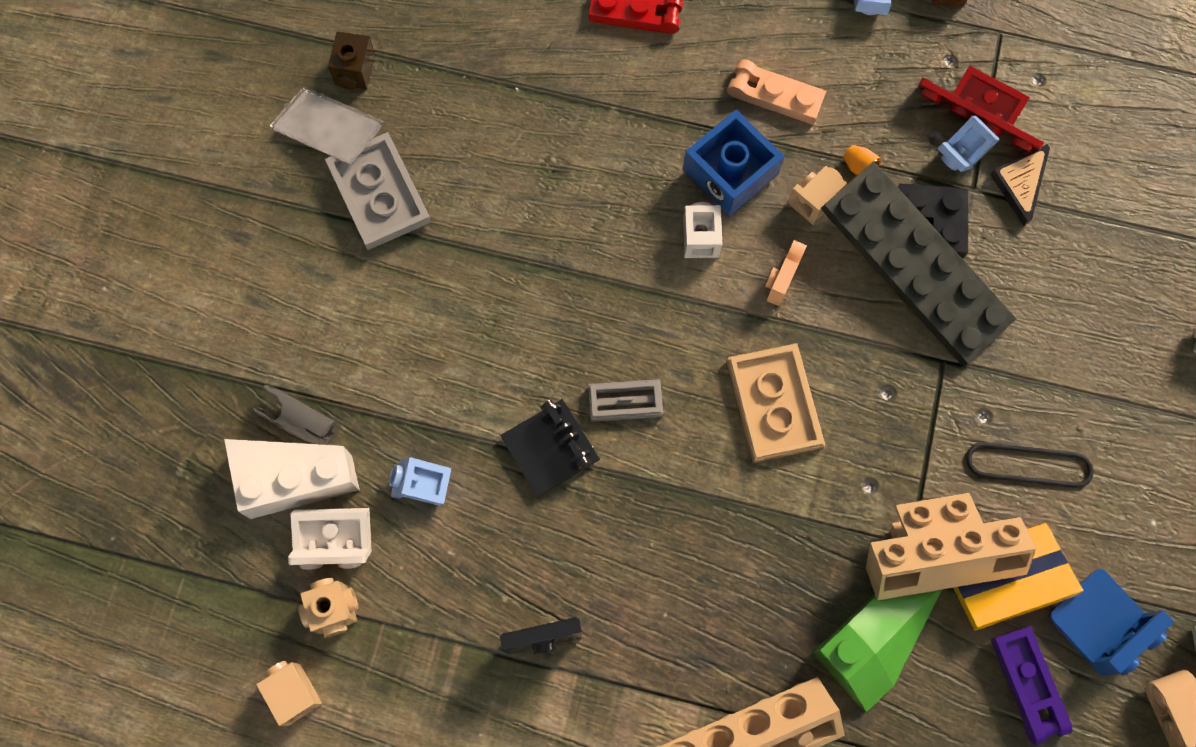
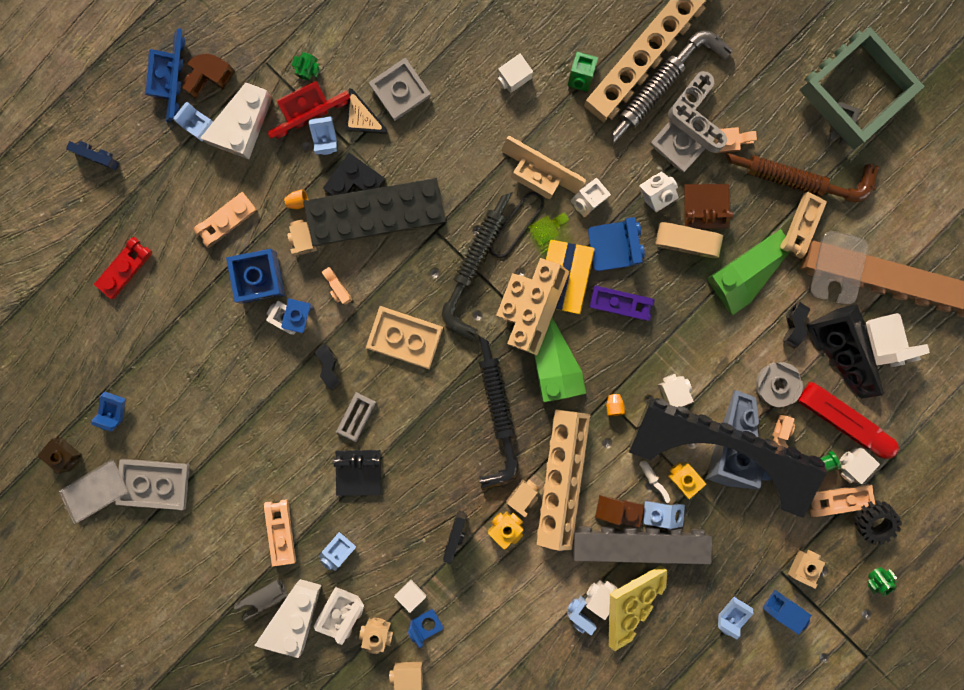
camera: 60 degrees left, 15 degrees up
(363, 673) = (418, 633): none -> blue bracket
(403, 389) = (280, 533): none -> light nougat plate
(413, 626) = (410, 596): none -> white tile
(444, 89) = (109, 412): none -> blue bracket
(585, 698) = (506, 537): none -> yellow brick
(659, 708) = (523, 496): none -> tan brick
(671, 323) = (328, 373): none -> black piece
(717, 239) = (296, 315): none -> blue bracket
(764, 592) = (500, 416): none -> black piece
(911, 39) = (240, 121): none -> white wedge
(935, 434) = (471, 267): none -> pearl dark grey piece
(1036, 77) = (305, 66): none -> green gear
(1057, 510) = (545, 229): none -> clear neon green plate
(1093, 206) = (400, 89): none -> light grey plate
(1129, 453) = (539, 171): none -> tan bracket
(1143, 542) = (590, 197): none -> white bracket

